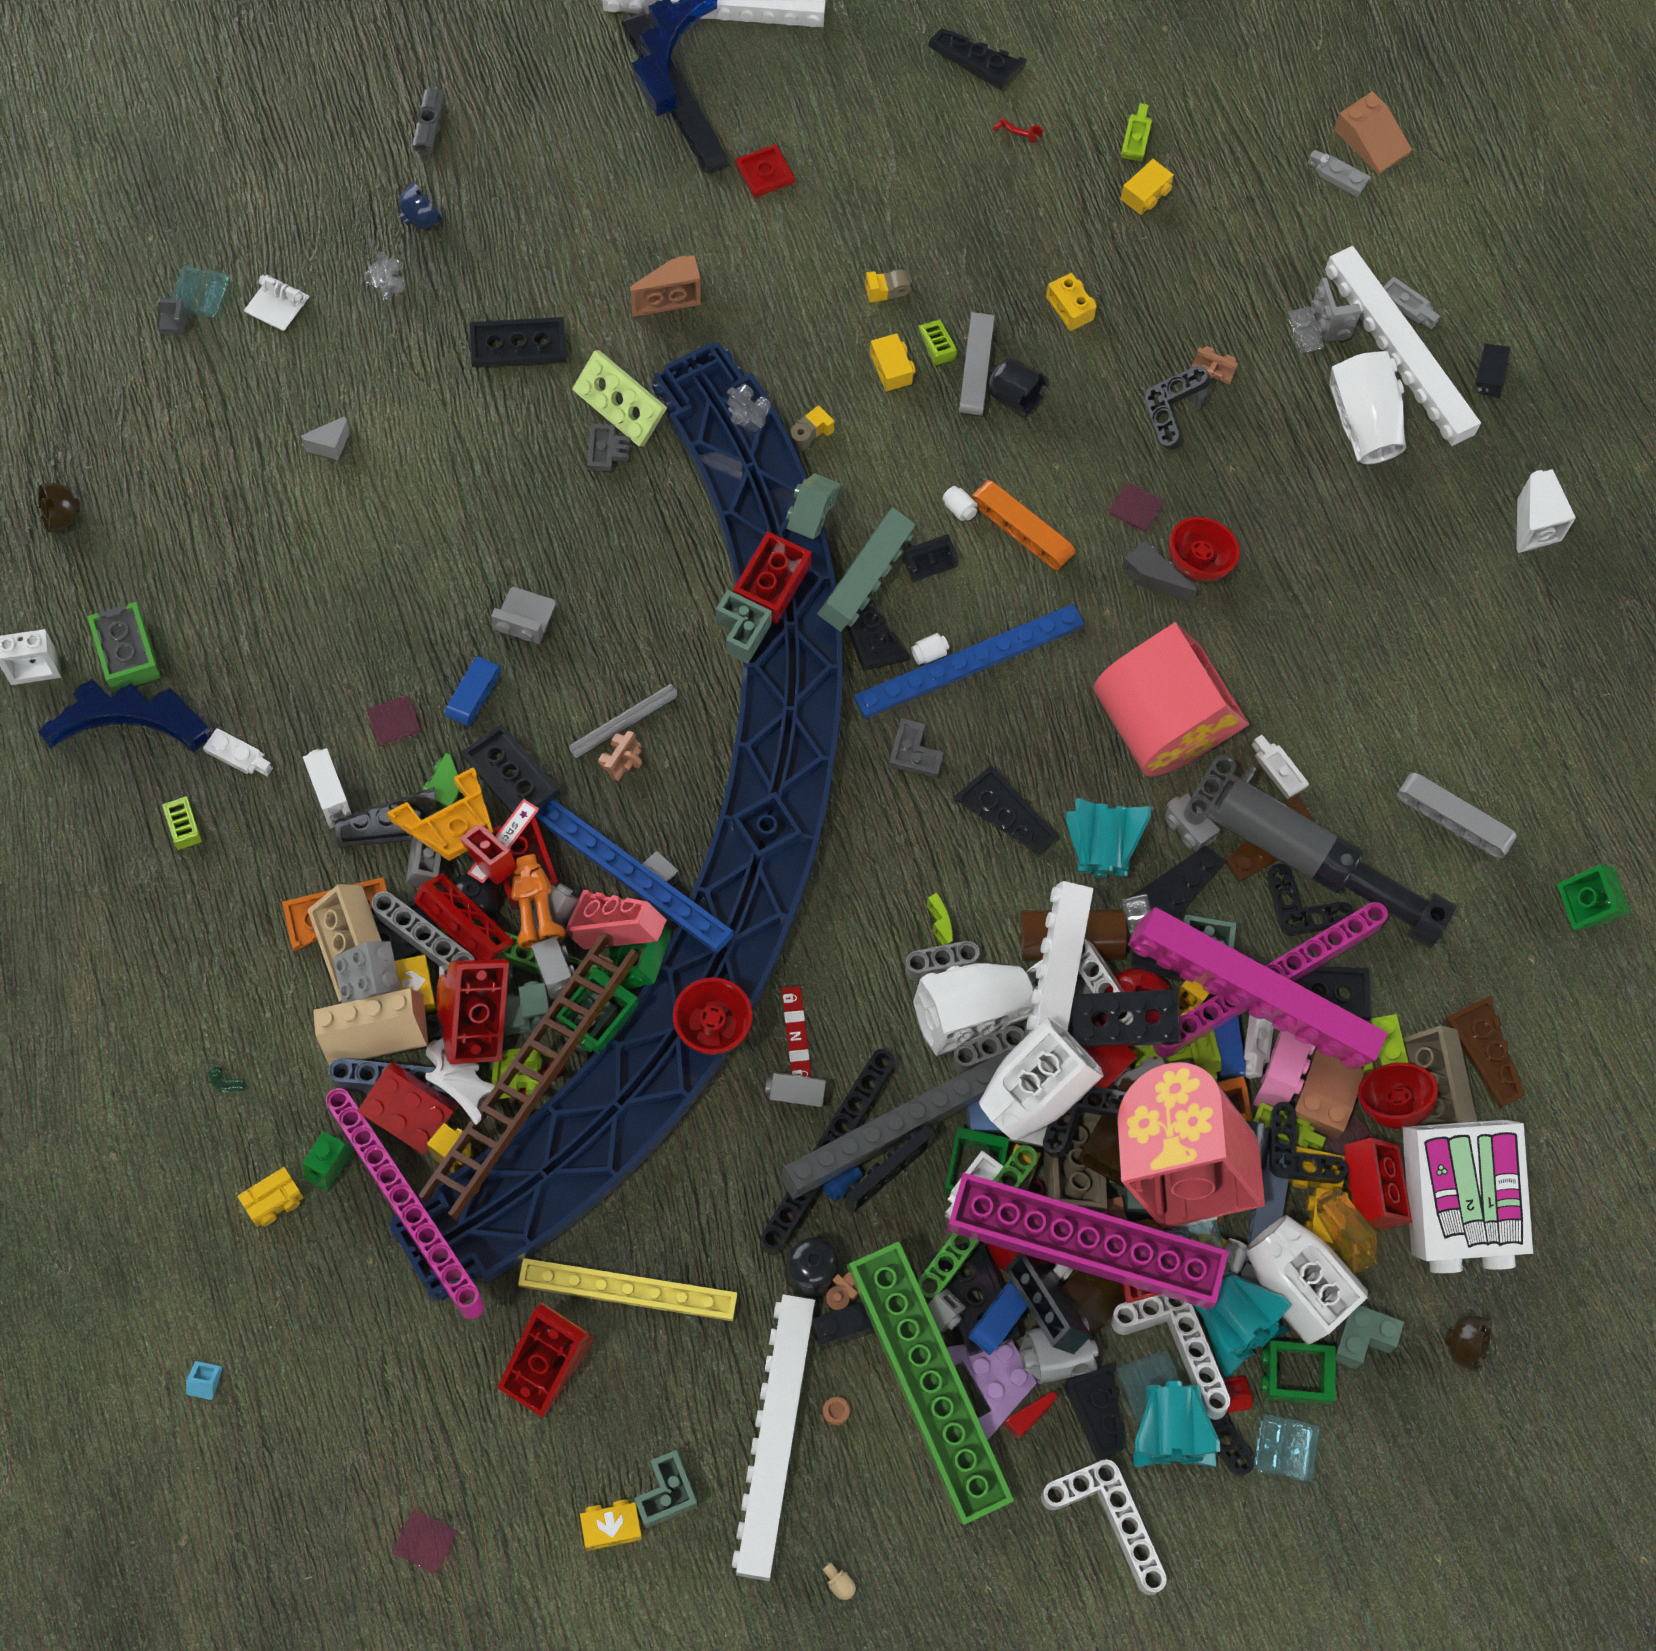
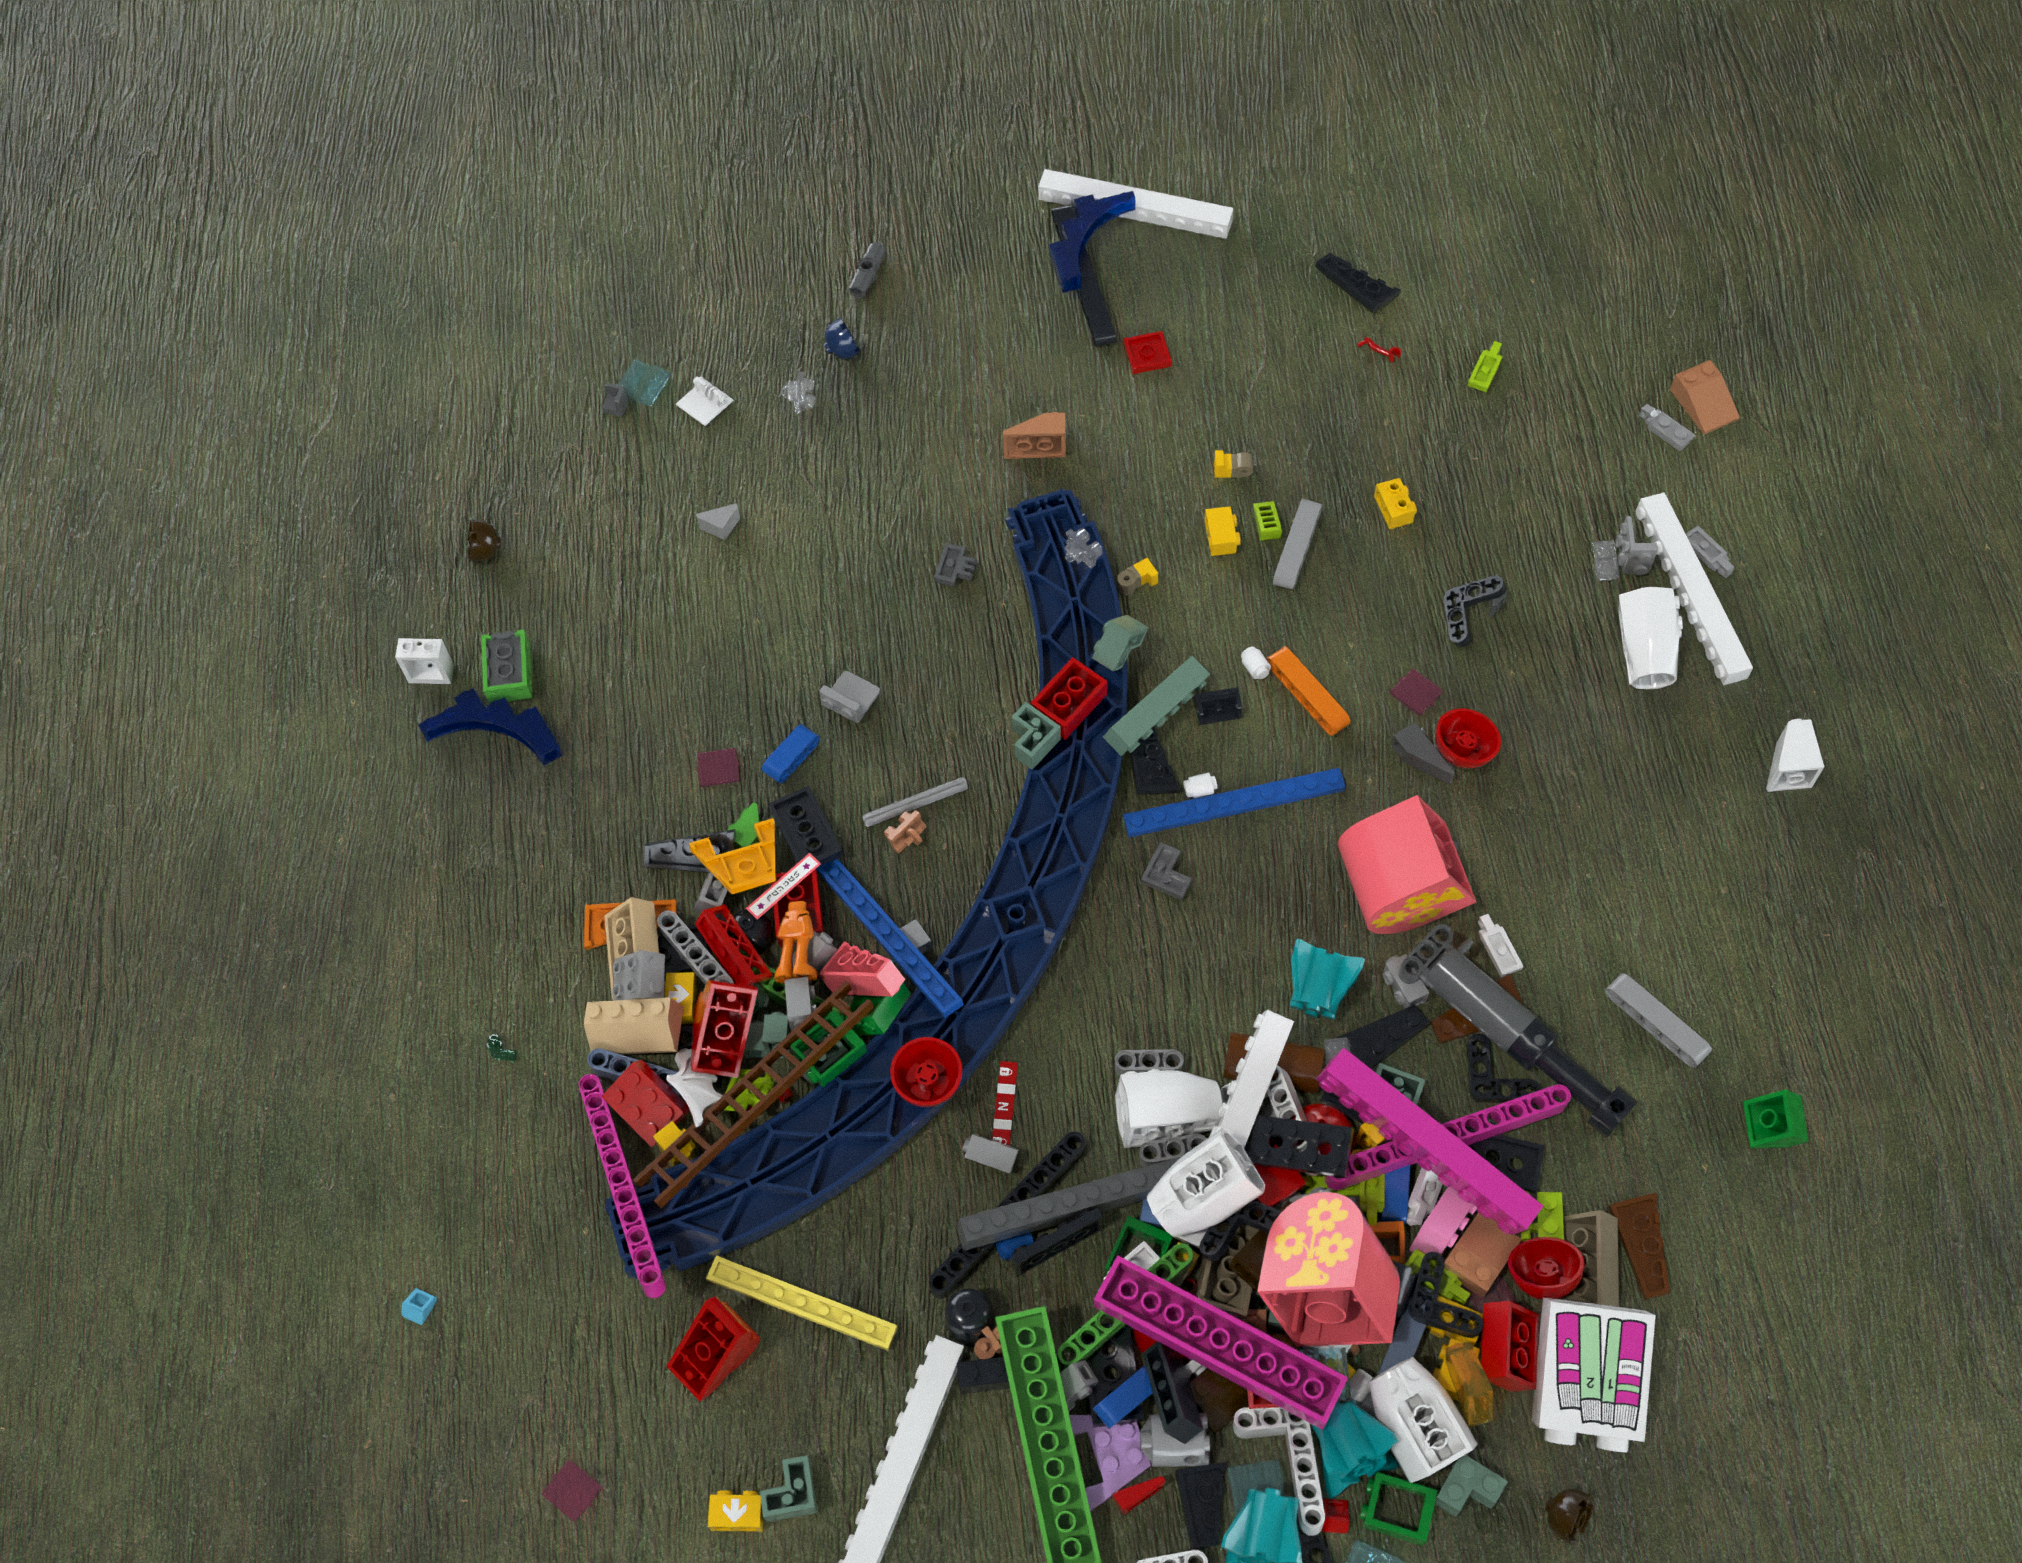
camera: 20 degrees right, 5 degrees down
(186, 839) = (519, 837): lime slope -> none
(236, 753) = (579, 772): white hinge -> none
(271, 1197) = (513, 1158): yellow brick -> none
(327, 786) = (645, 812): white window -> none
(327, 1160) = (568, 1134): green torso -> none
(489, 854) = (766, 894): red slope -> none
(508, 330) = (905, 475): black plate -> none
(605, 401) = (986, 524): yellowish green plate -> none
(836, 1411) = (962, 1452): nougat tile -> none
(942, 928) = (1155, 1033): lime slope -> none
(1004, 808) = (1235, 937): black wing -> none
(1017, 386) = (1329, 569): black cylinder -> none
(1147, 187) = (1485, 414): yellow brick -> none
(1219, 367) = (1515, 579): nougat hips -> none
(1492, 369) = (1775, 622): black hinge -> none

